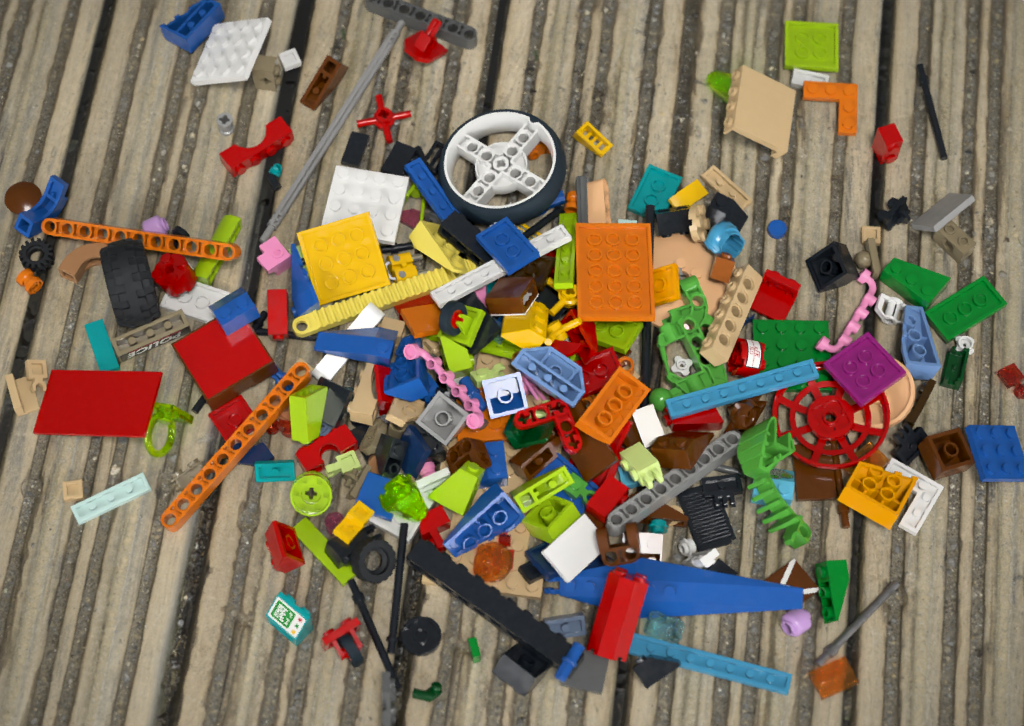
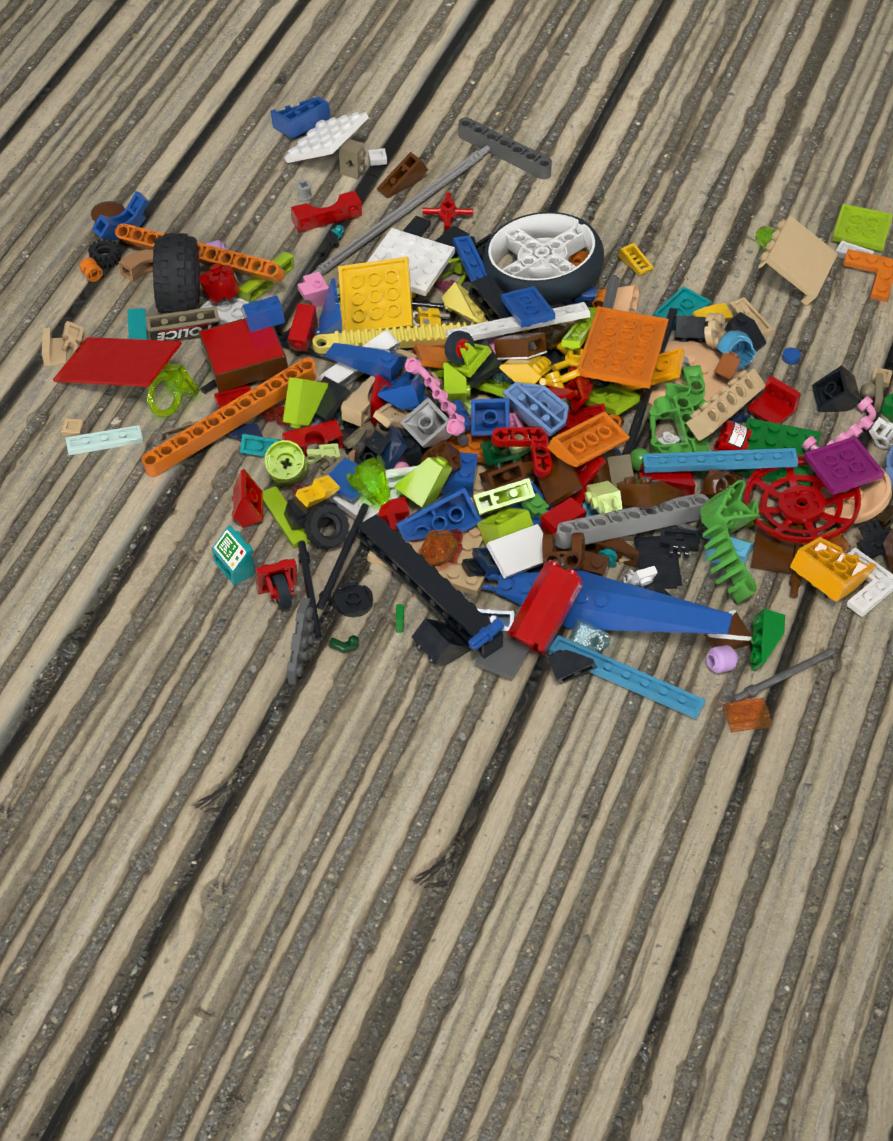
camera: 15 degrees right, 15 degrees down
(424, 45) = (502, 165): red piece -> none

